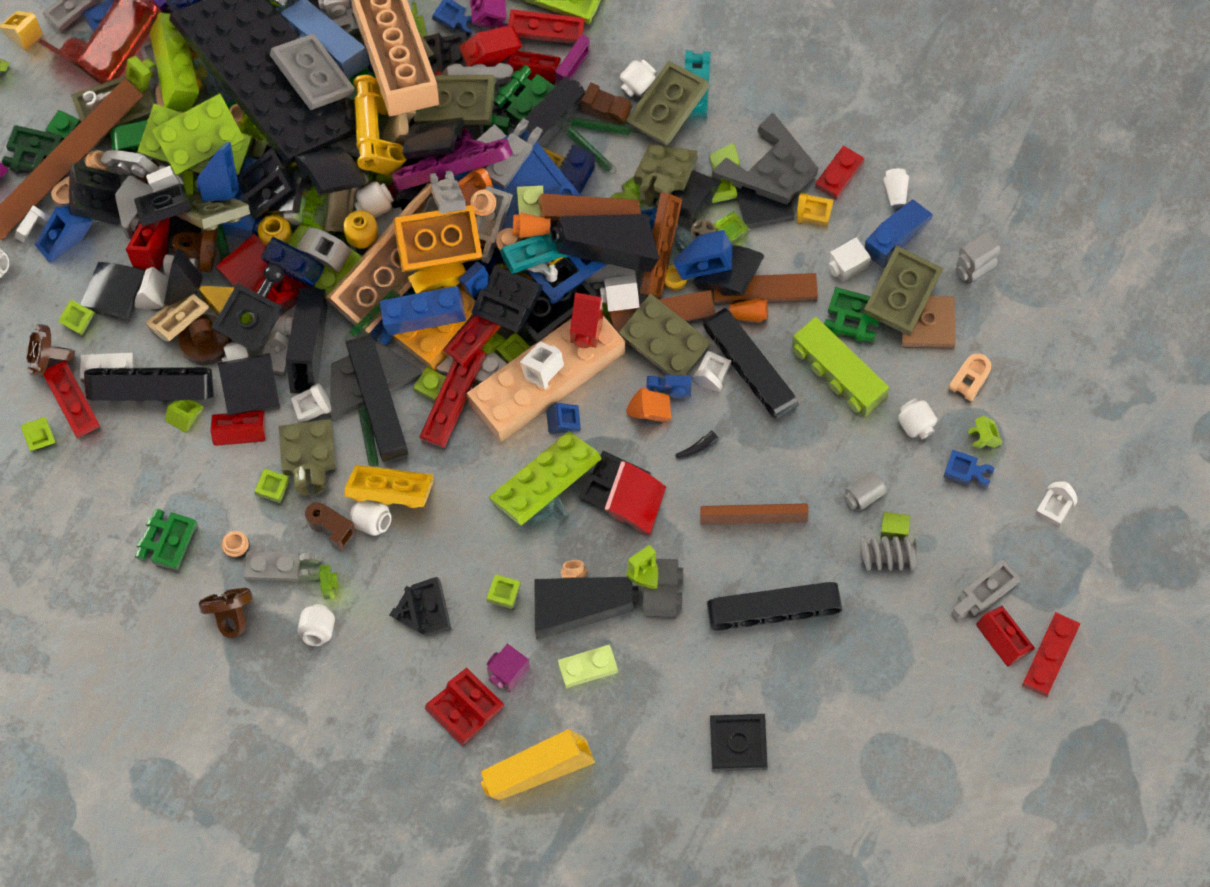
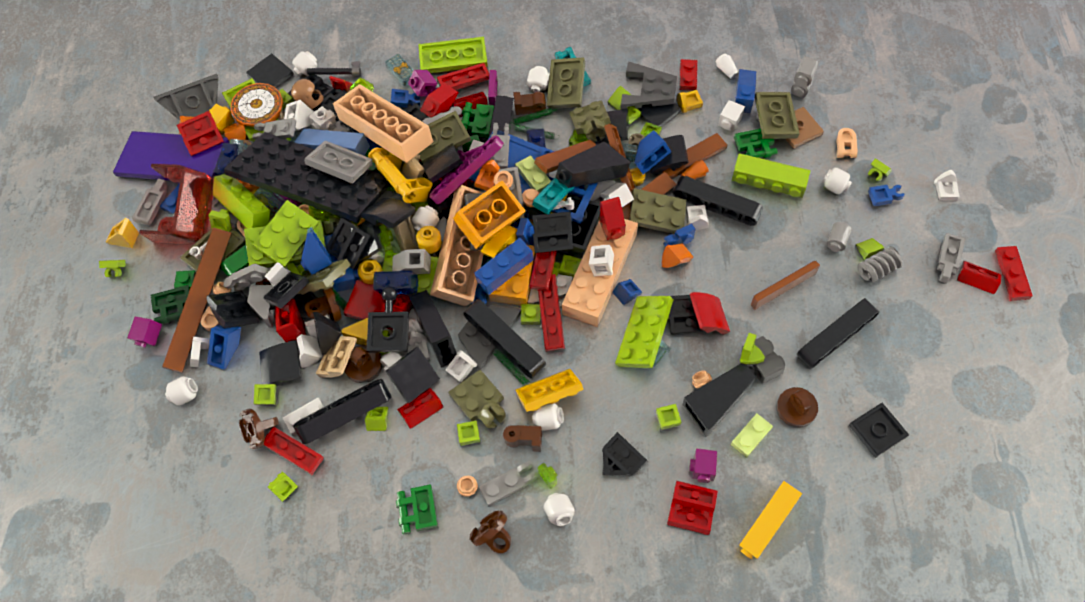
camera: 30 degrees left, 5 degrees down
(371, 315) = (468, 286): green piece -> none
(447, 193) = (479, 183): light grey hinge -> none
(530, 225) = (541, 179): orange cone -> none
(663, 664) = (797, 407): none -> reddish brown tile
(701, 445) = (723, 259): black helmet -> none

